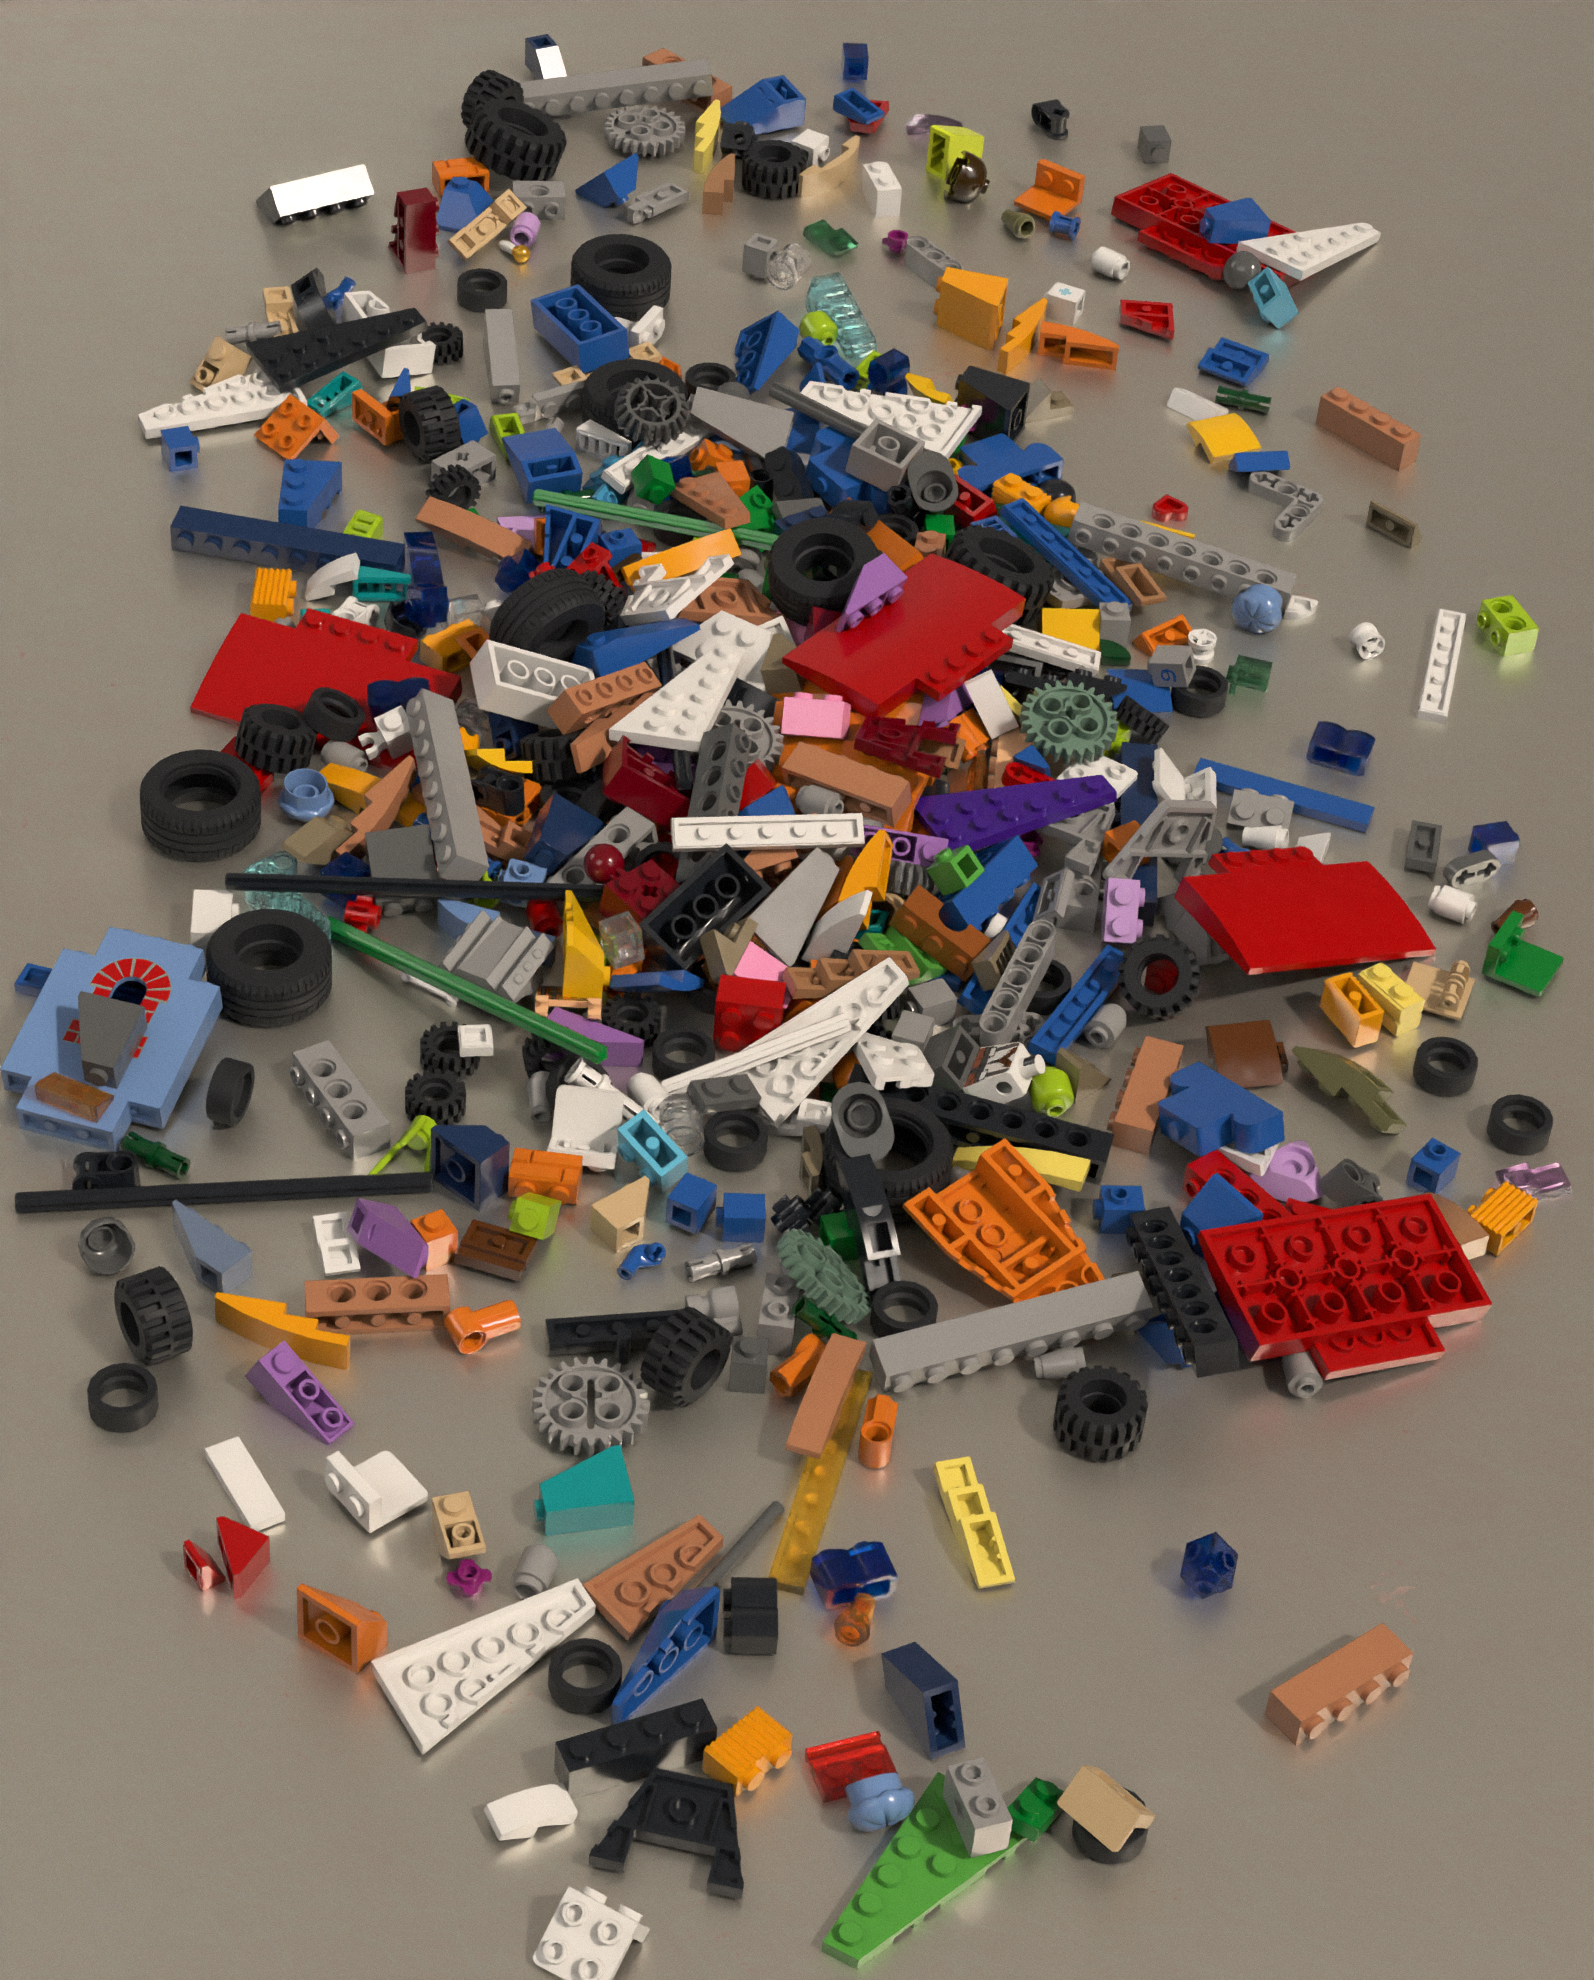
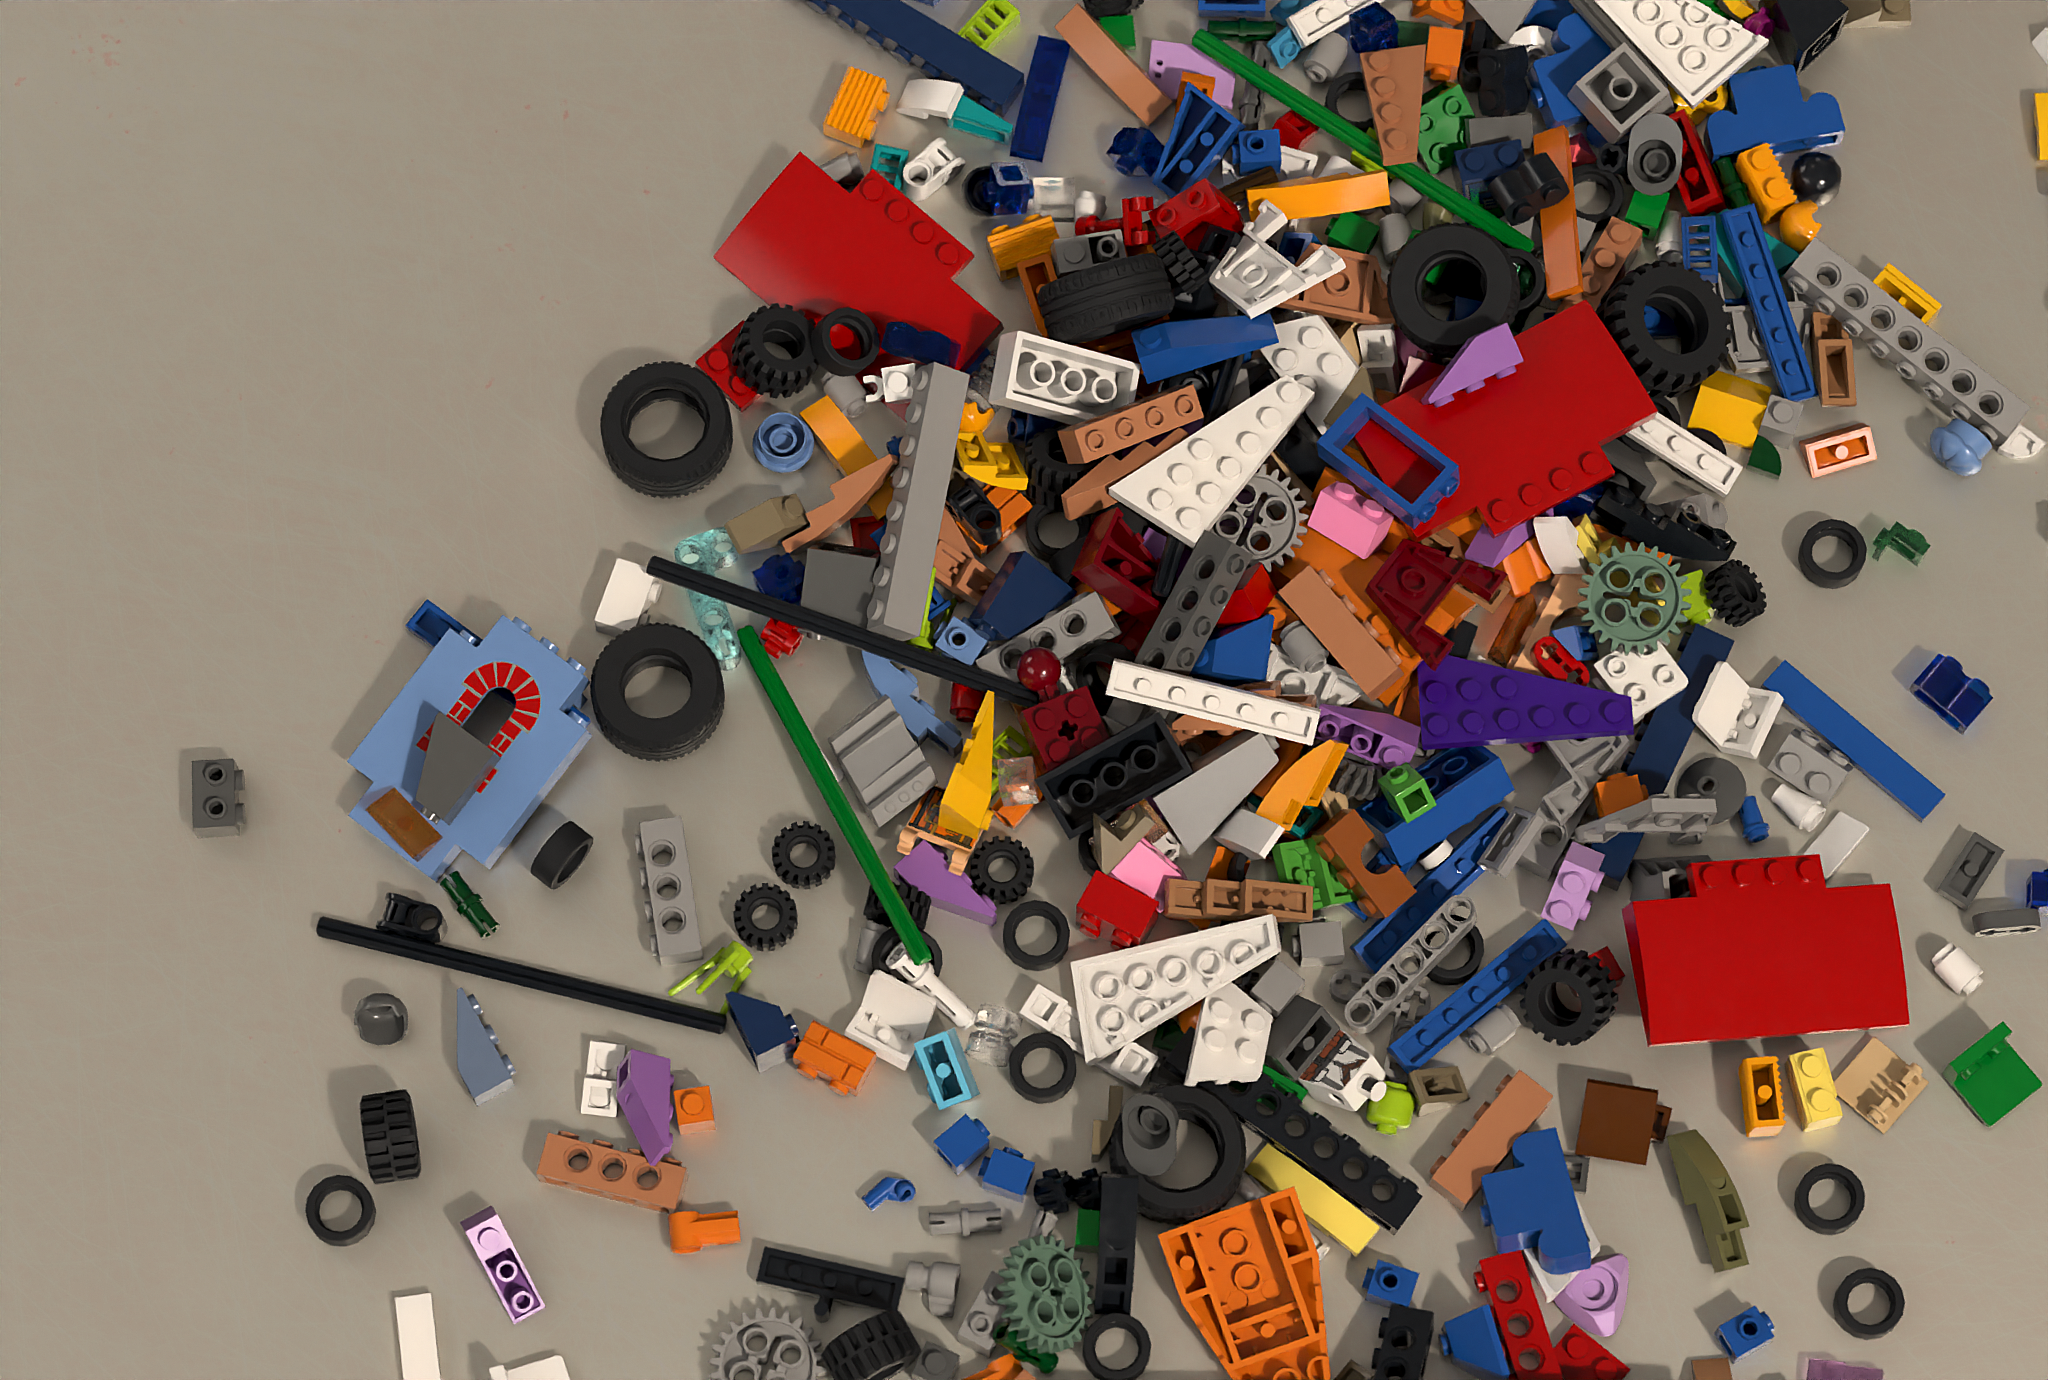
camera: 25 degrees right, 30 degrees up
(269, 1325) = (506, 1168): light orange slope -> none
(475, 1040) = (826, 861): white tile -> none
(496, 1250) = (752, 1137): reddish brown plate -> none
(534, 1215) = (801, 1112): lime brick -> none
(621, 1215) = (892, 1135): tan slope -> none
(646, 1092) = (979, 980): white brick -> none
(653, 479) = (1339, 48): green brick -> none
(656, 982) = (1038, 840): blue slope -> none
(723, 1093) = (1045, 1018): dark grey plate -> none
(761, 1053) = (1098, 977): white axle -> none
(827, 674) = (1350, 423): none -> blue window
(993, 961) = (1401, 923): dark tan slope -> none
(1142, 690) = (1765, 533): blue slope -> none
(1169, 509) = (1946, 232): red tile -> none
(1171, 666) = (1805, 526): light grey brick -> none
(1202, 644) = (1873, 473): white wheel -> none
(1351, 1184) = (1642, 1339): dark grey piece -> none
(1524, 907) = (2018, 1010): reddish brown cone -> none

